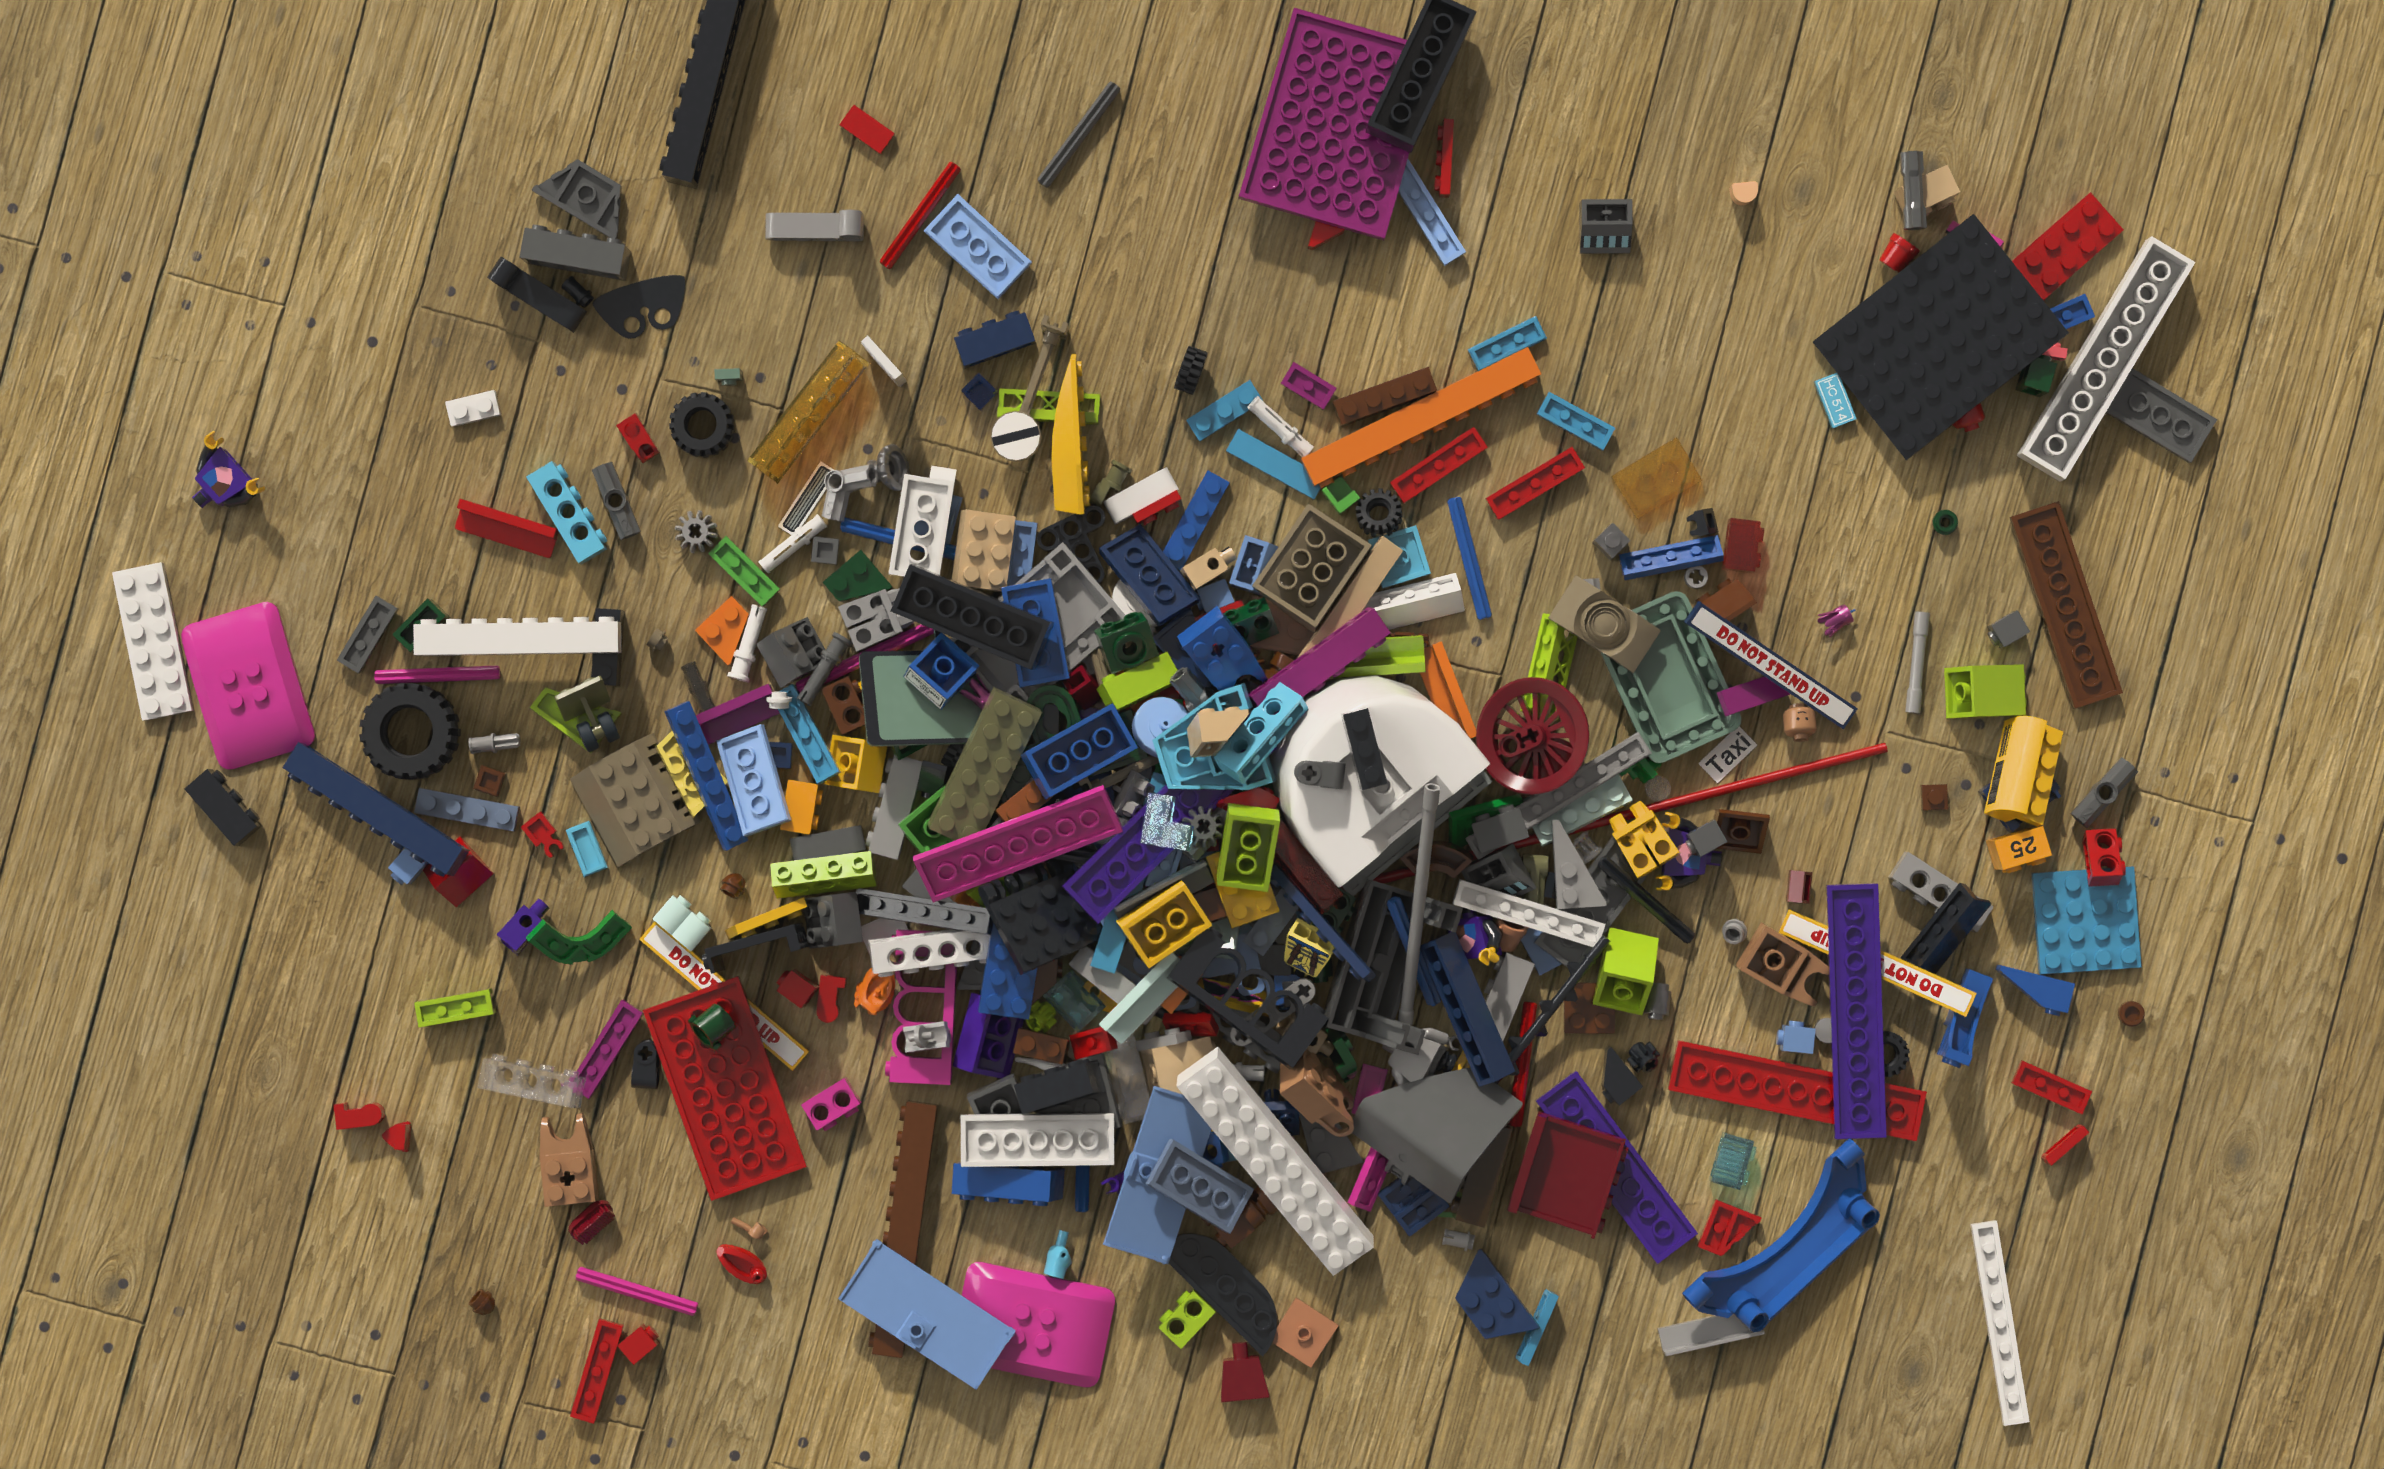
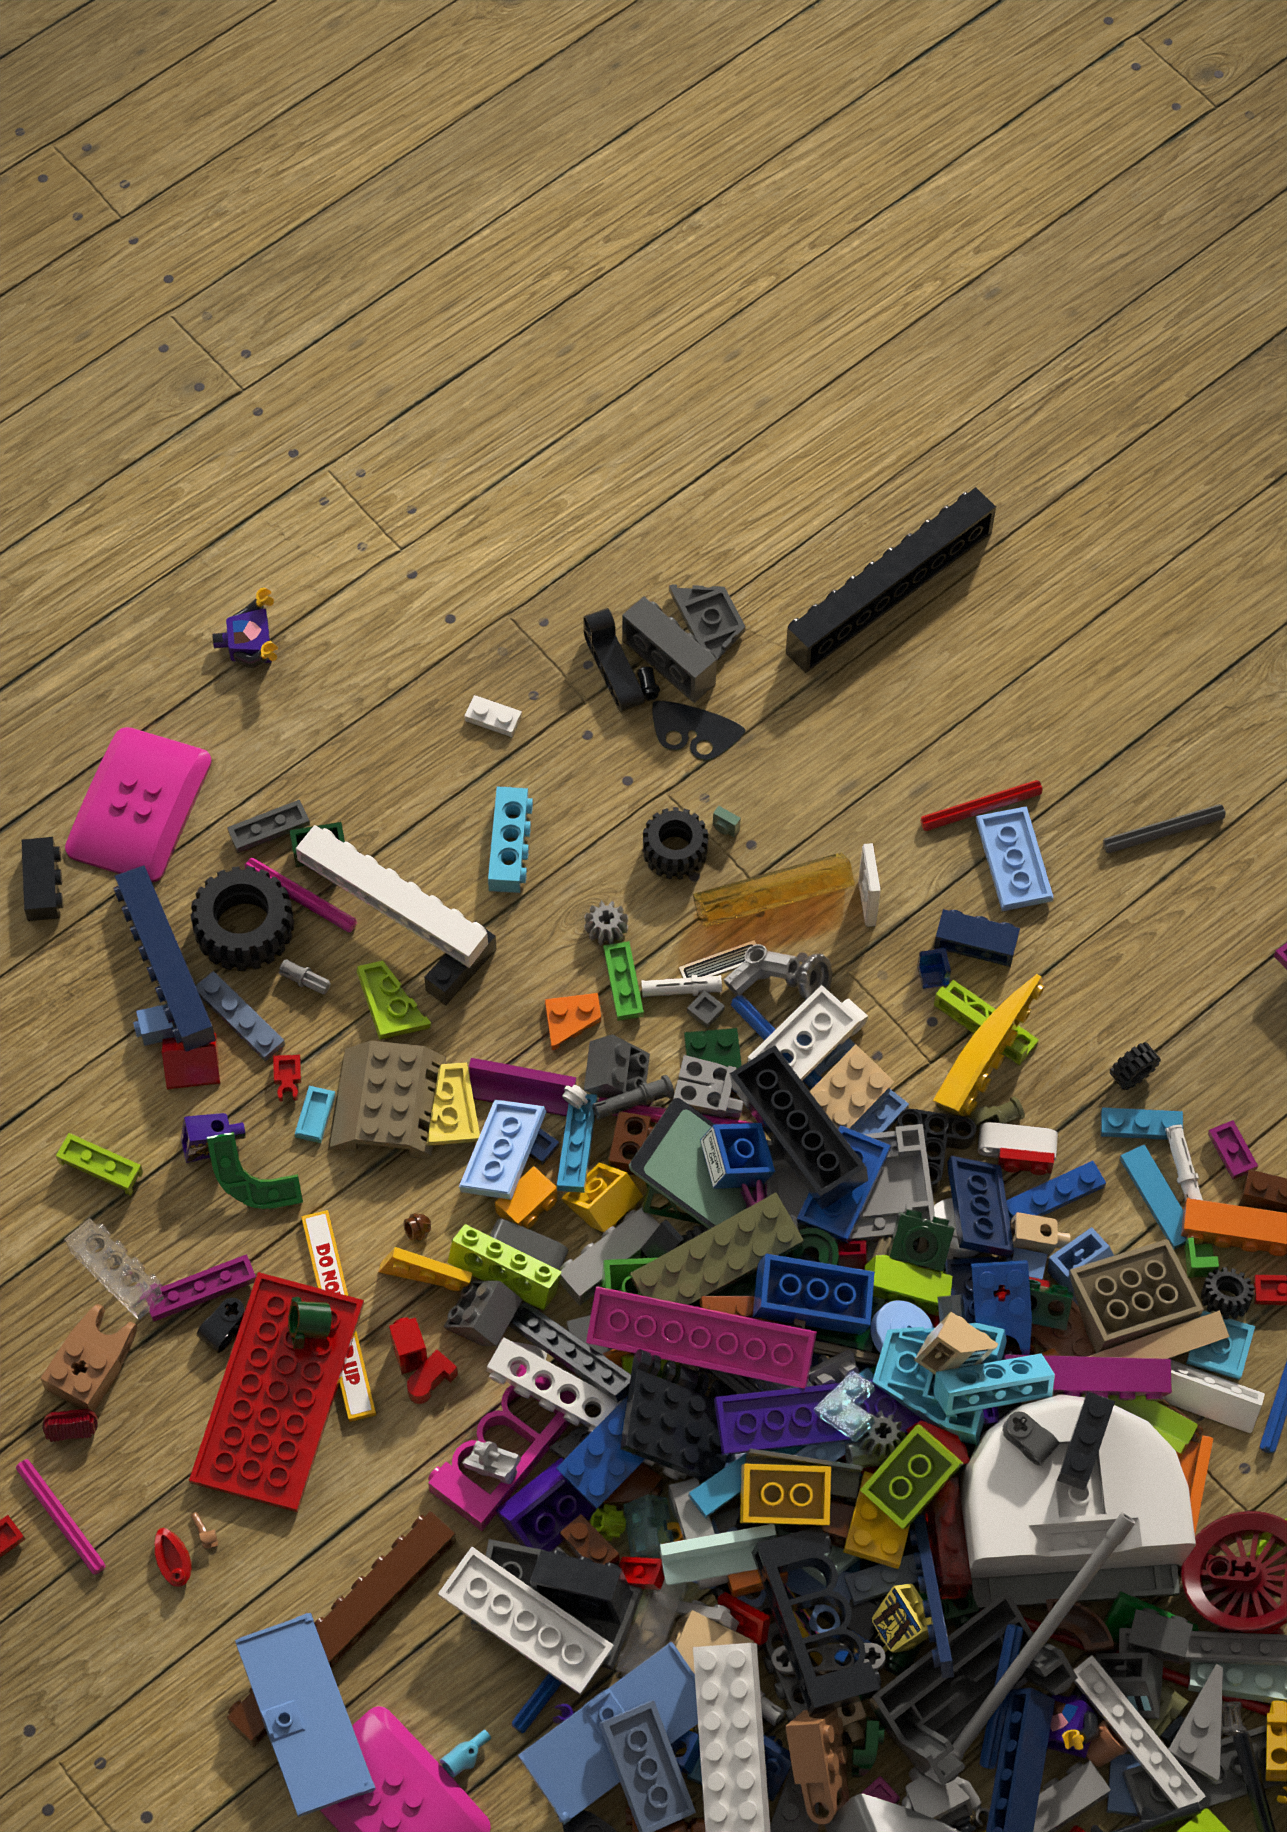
camera: 30 degrees right, 25 degrees down
(152, 641) = (90, 721): white plate -> none
(489, 781) = (276, 1006): reddish brown tile -> none
(506, 528) = (449, 820): red panel -> none
(582, 700) = (407, 983): olive plate -> none
(609, 486) = (559, 844): dark grey piece -> none
(638, 438) = (613, 819): red leg -> none
(639, 1343) = (26, 1562): red brick -> none
(657, 640) = (506, 986): dark tan plate -> none
(683, 922) = (349, 1226): light aqua brick -> none
(698, 686) = (513, 1044): clear smoke pin -> none
(706, 775) = (465, 1115): blue plate -> none
(745, 656) = (573, 1046): white pin -> none
(795, 935) = (400, 1271): black panel -> none
(829, 1099) = (362, 1462): dark pink brick -> none
(841, 226) = (887, 758): light grey beam -> none
(867, 129) = (983, 715): red tile -> none
(874, 992) = (476, 1399): orange hat -> none
(1008, 1183) = (470, 1650): blue wedge -> none
(1016, 433) = (945, 1017): piece -> none

